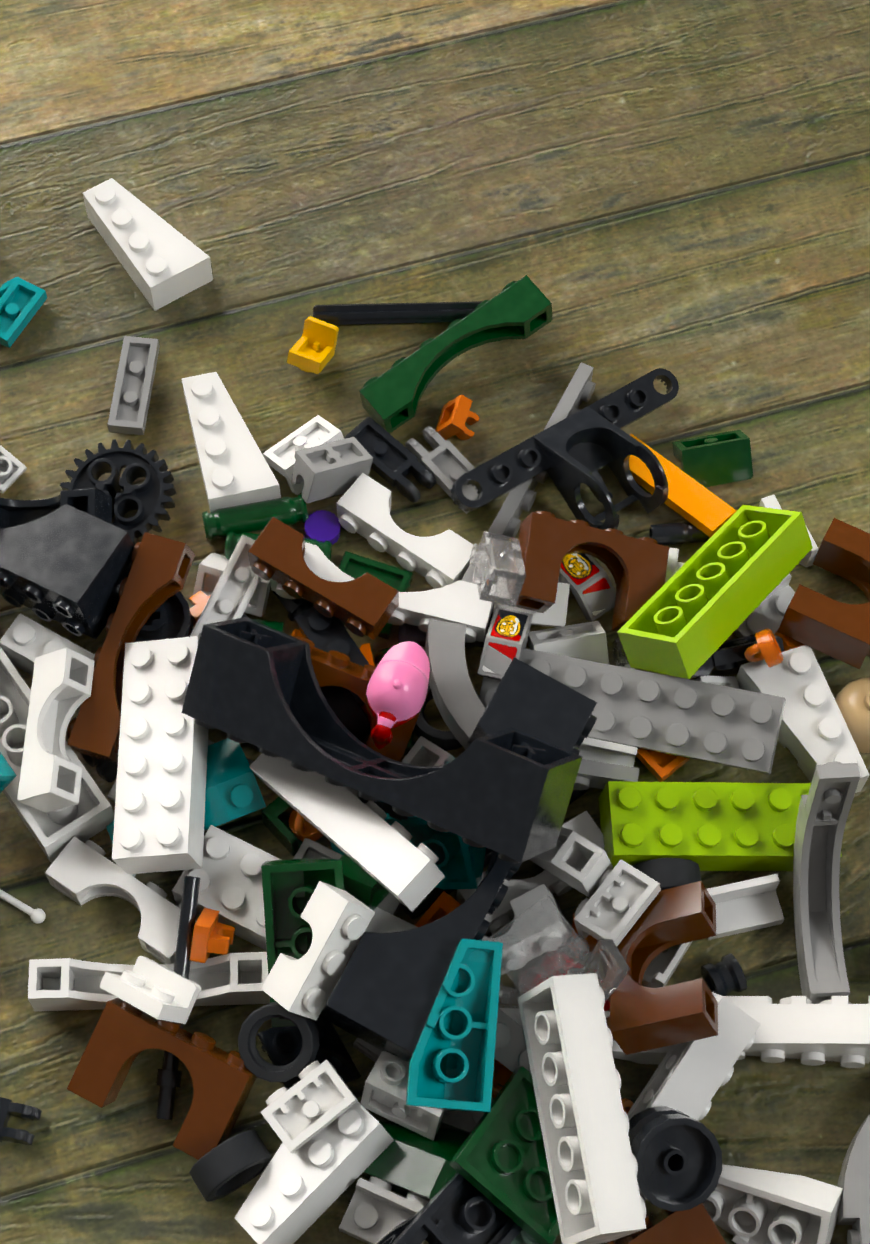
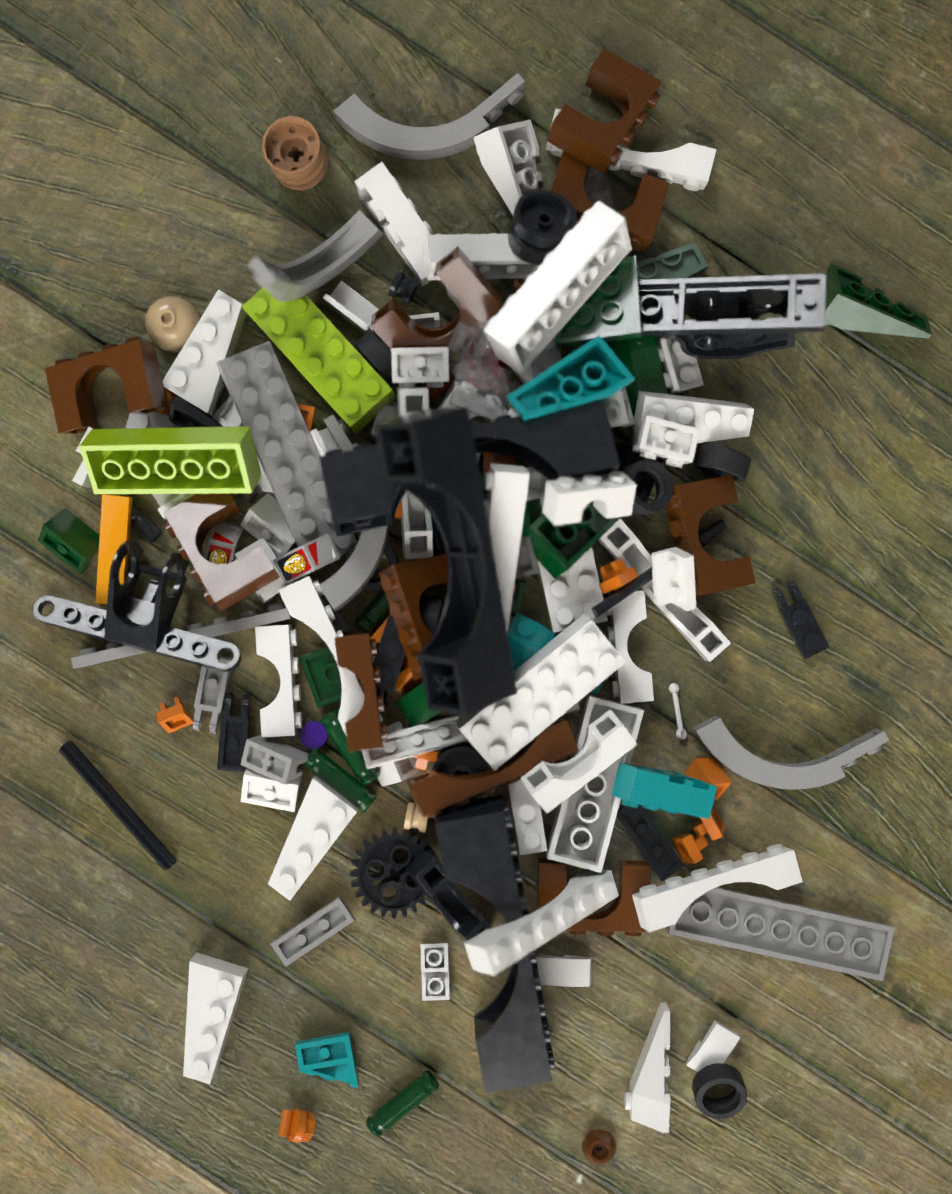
camera: 125 degrees left, 25 degrees up
(315, 346) = (196, 844): yellow bracket -> none
(397, 689) = (397, 585): bright pink hair -> none
(498, 568) = (265, 596): clear brick -> none
(510, 315) = (73, 738): dark green arch -> none
(765, 649) = (187, 401): orange tile -> none

